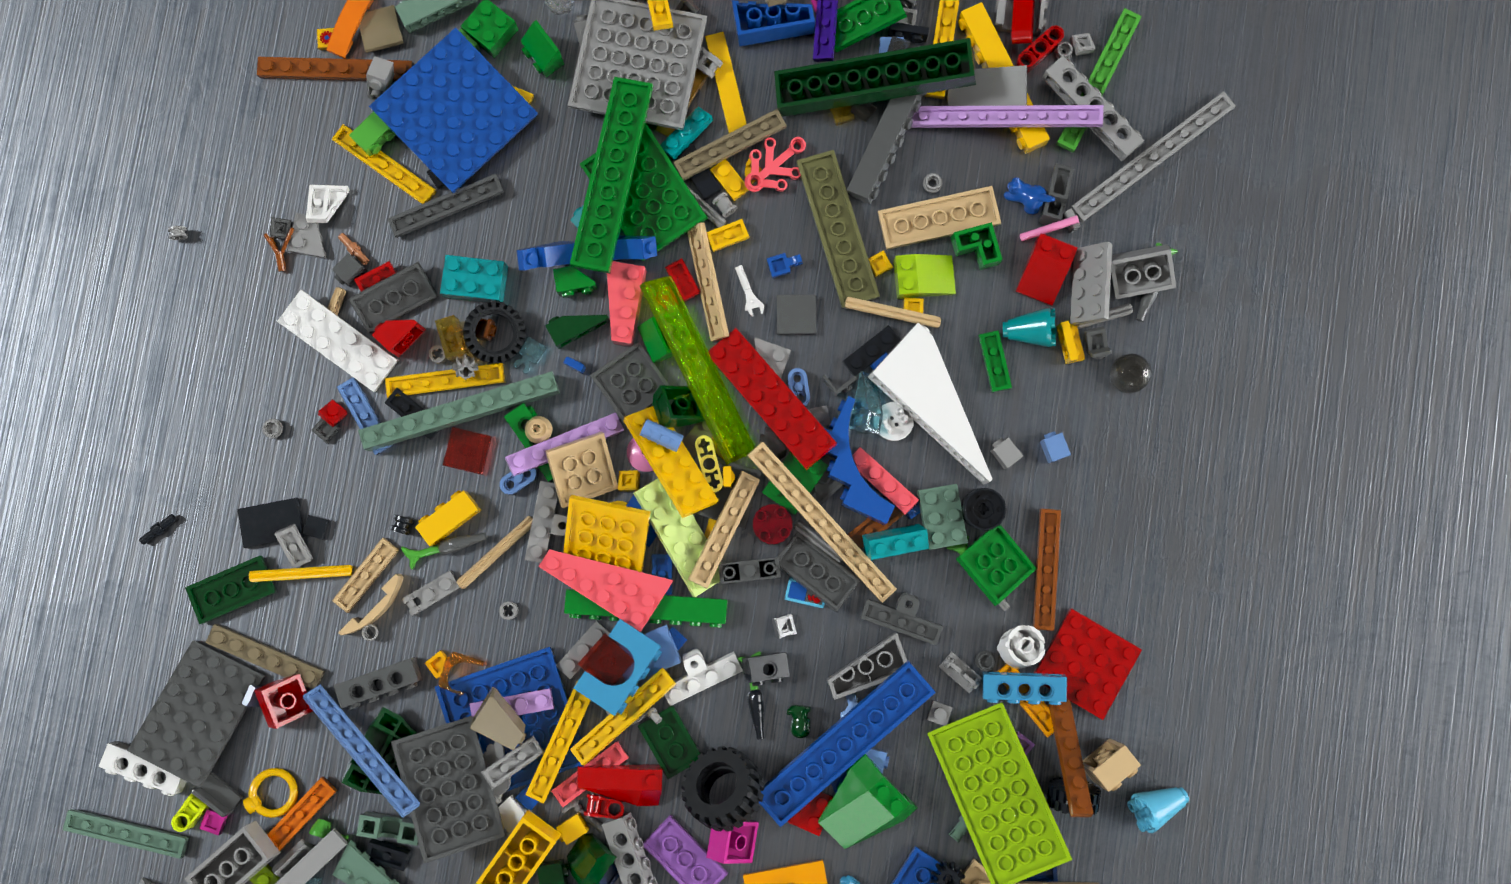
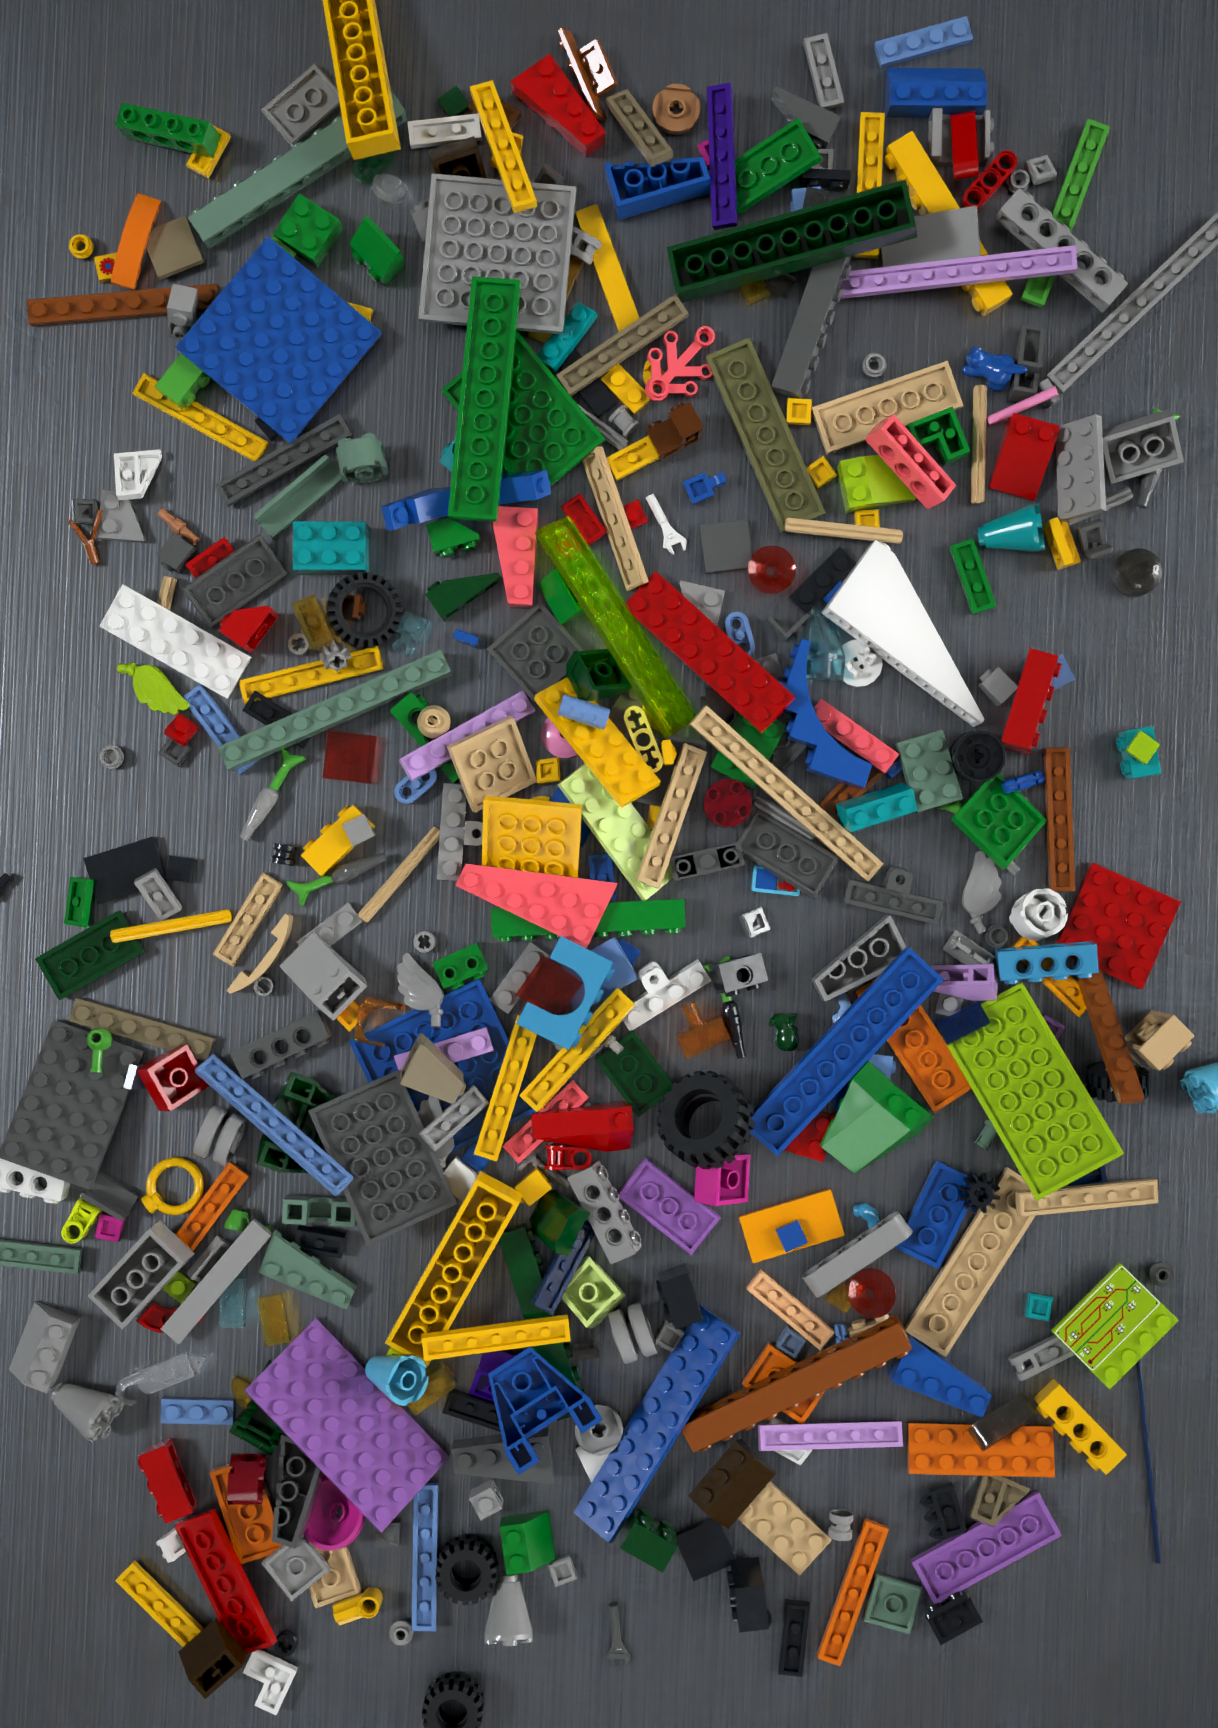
camera: 10 degrees left, 5 degrees up
(225, 668) = (98, 1047): none -> bright green bar
(228, 544) = (78, 901): none -> green plate
(303, 16) = (78, 240): none -> yellow plate
(315, 376) = (154, 688): none -> lime animal
(315, 754) = (219, 1135): none -> light grey wheel
(396, 474) = (268, 796): none -> light grey piece
(420, 629) = (323, 975): none -> light grey slope
(454, 235) = (298, 497): none -> sand green panel
(465, 511) = (358, 830): none -> light grey tile
(499, 650) = (420, 989): none -> light grey animal
(507, 211) = (361, 459): none -> sand green brick
(535, 634) = (461, 966): none -> green brick
(724, 280) = (635, 514): none -> red plate
(729, 714) = (701, 1033): none -> clear orange brick
(766, 218) = (676, 432): none -> reddish brown brick
(835, 328) = (780, 561): none -> clear red dish
(867, 213) = (798, 411): none -> yellow plate
(915, 758) = (926, 1058): none -> orange plate
(948, 731) = (962, 1023): none -> clear blue plate
(952, 263) = (910, 461): none -> coral brick
(956, 696) = (968, 982): none -> lavender slope
(976, 621) = (981, 890): none -> light grey animal
(1011, 255) = (978, 444): none -> tan axle
(1019, 534) = (1023, 781): none -> blue axle
(1031, 468) = (1030, 700): none -> red wedge
(1121, 517) = (1142, 747): none -> lime tile
(1124, 512) = (1132, 767): none -> teal brick

